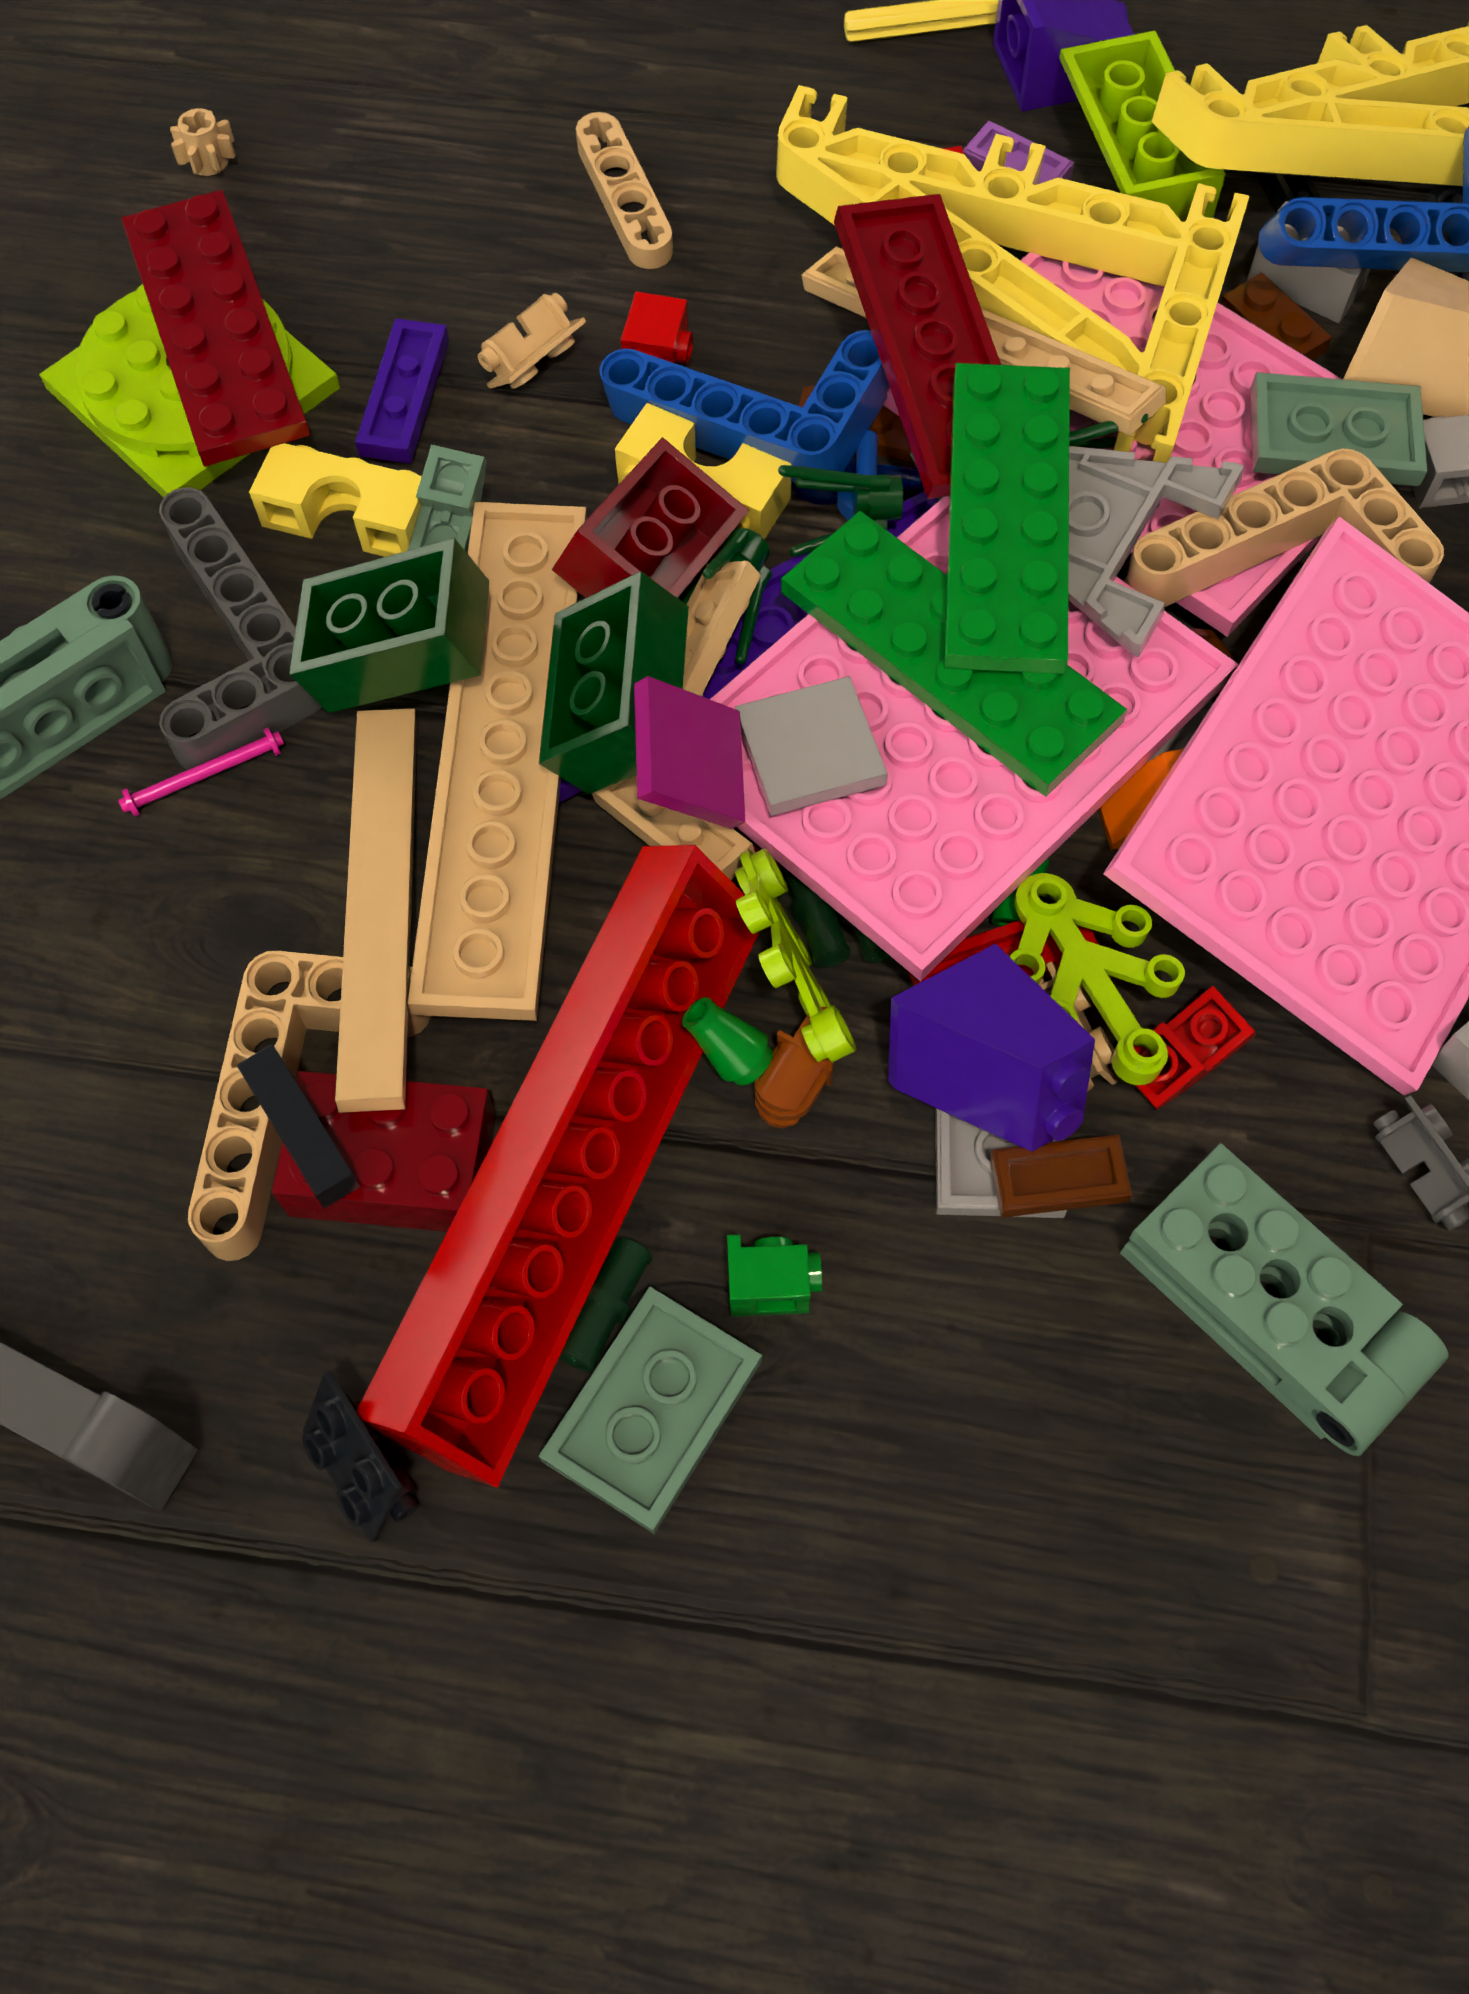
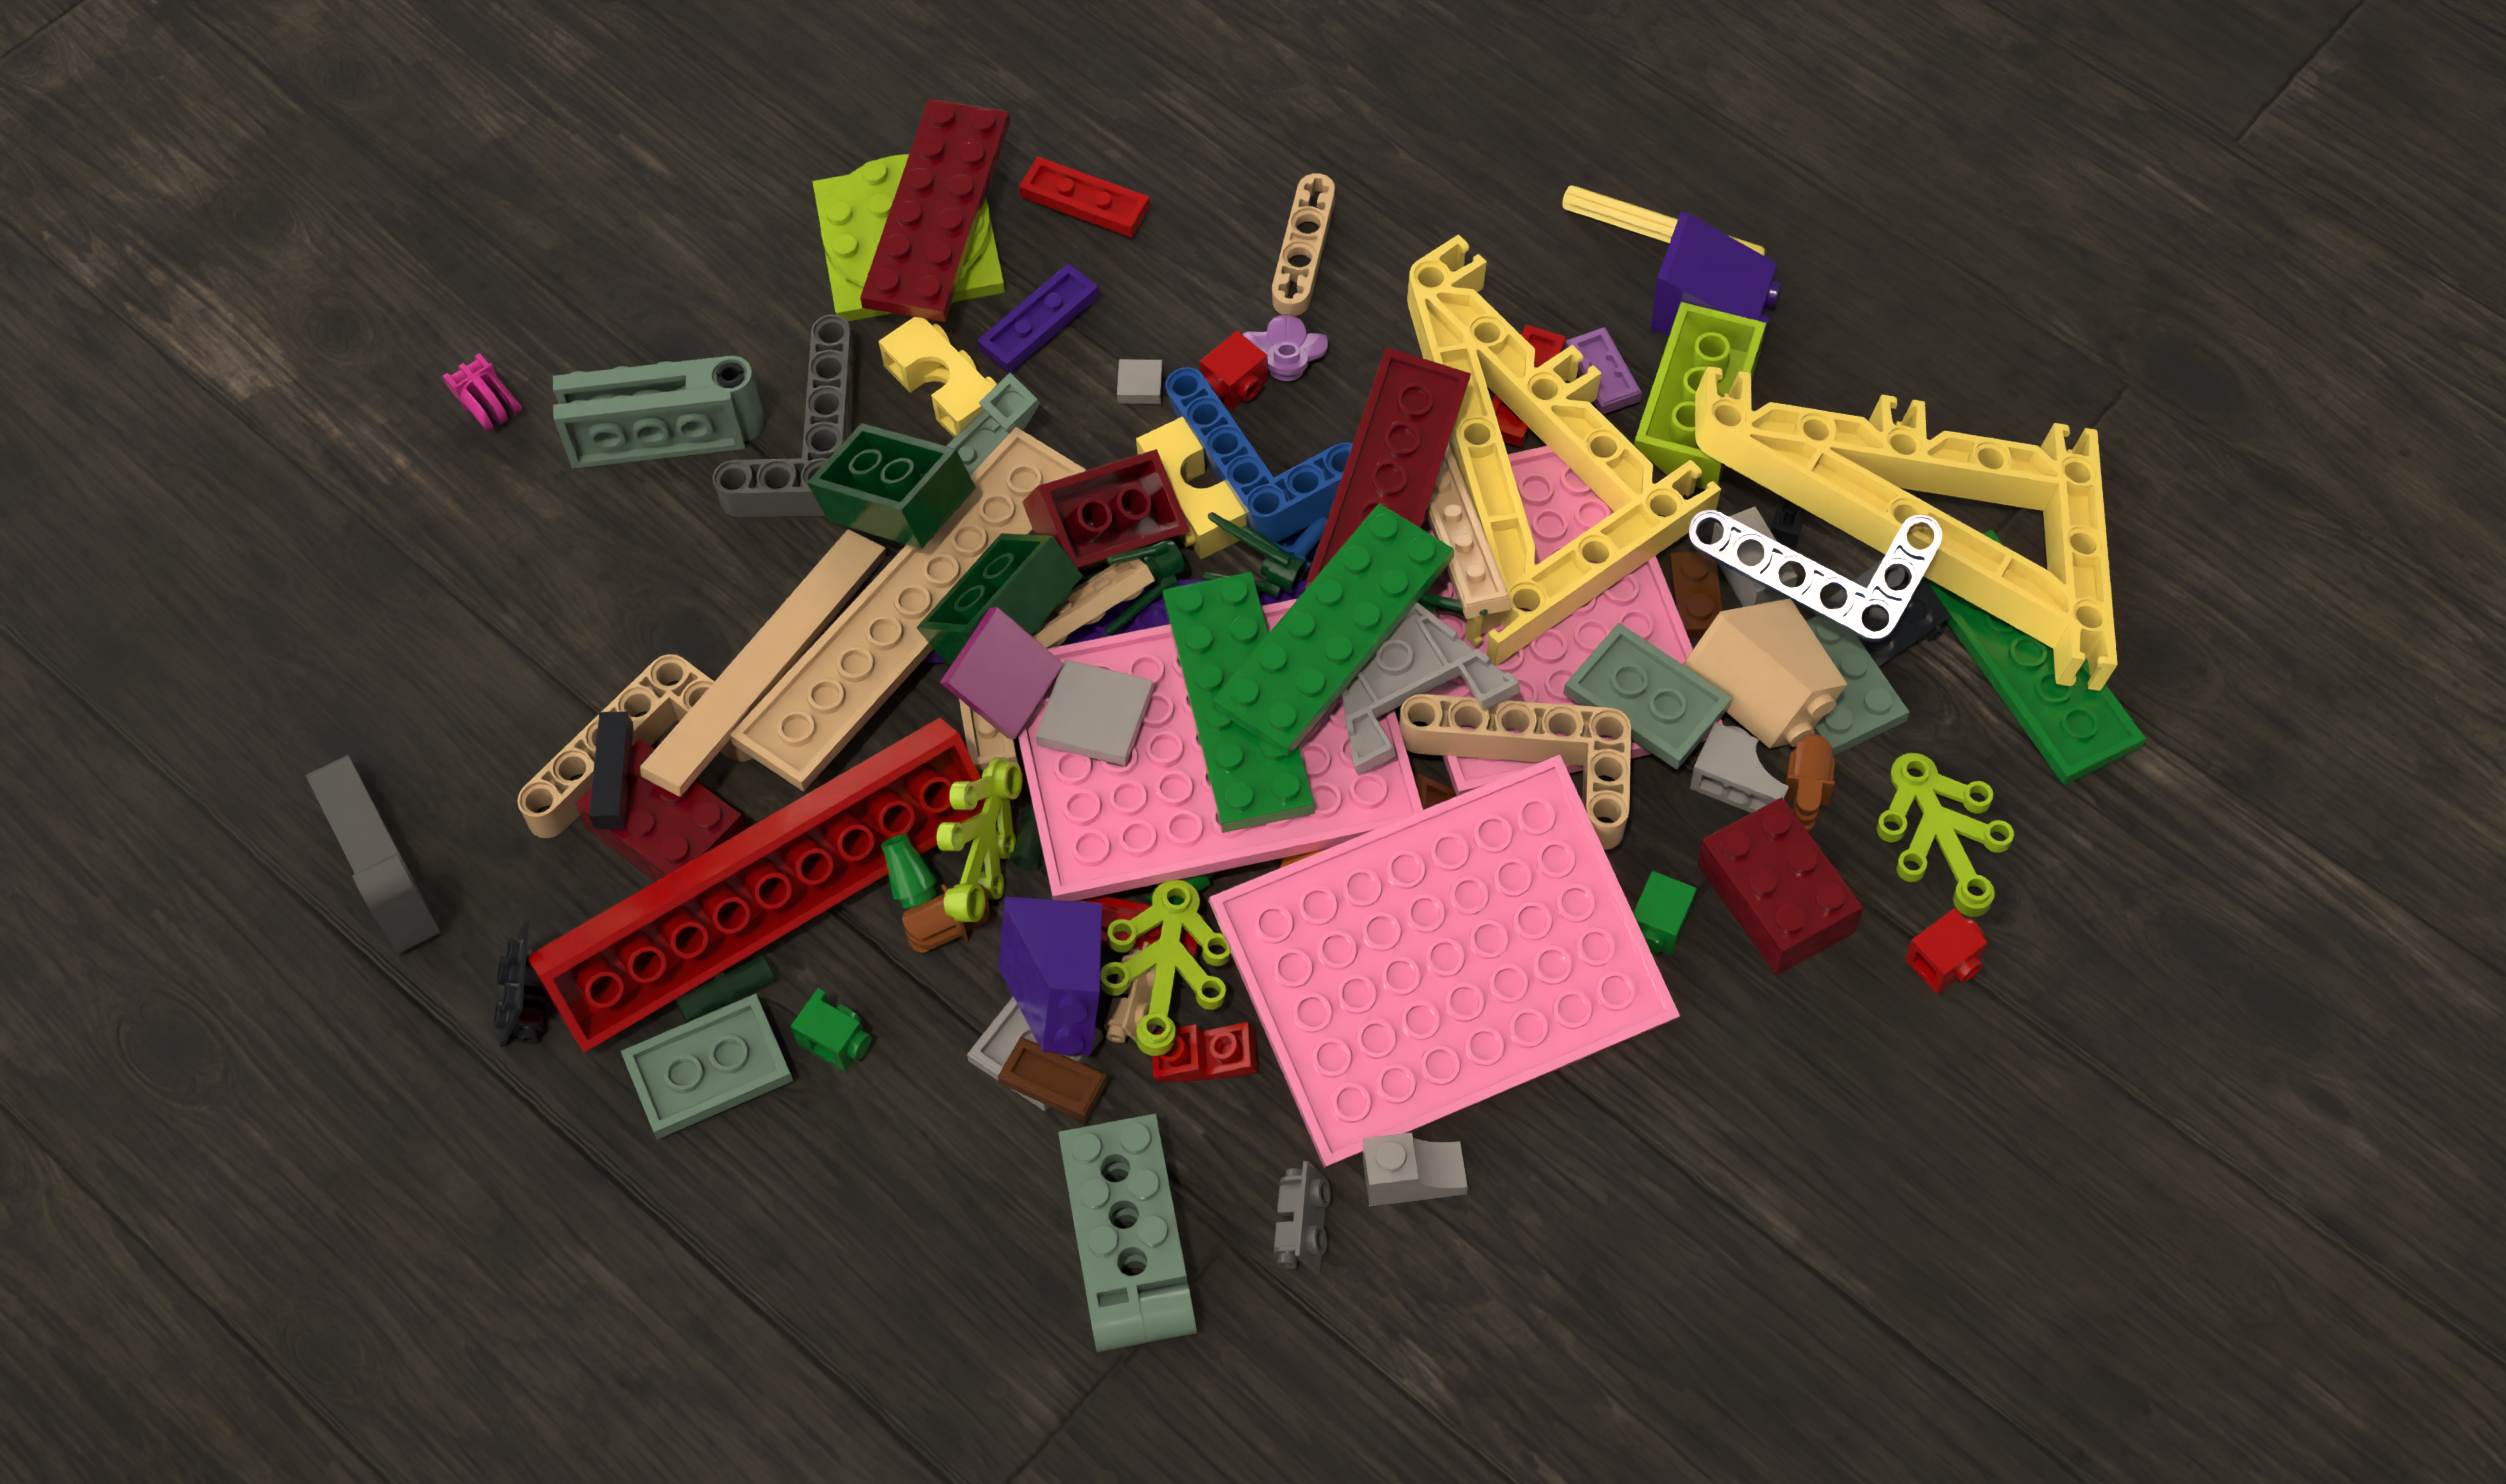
camera: 35 degrees right, 5 degrees down
(131, 802) = (672, 512): dark pink axle -> none
(202, 142) = (1035, 60): tan gear -> none
(358, 249) = (1084, 196): none -> red plate
(515, 356) = (1162, 327): tan hinge -> none
(559, 401) = (1139, 381): none -> light grey tile
(700, 288) = (1288, 346): none -> medium lavender plate

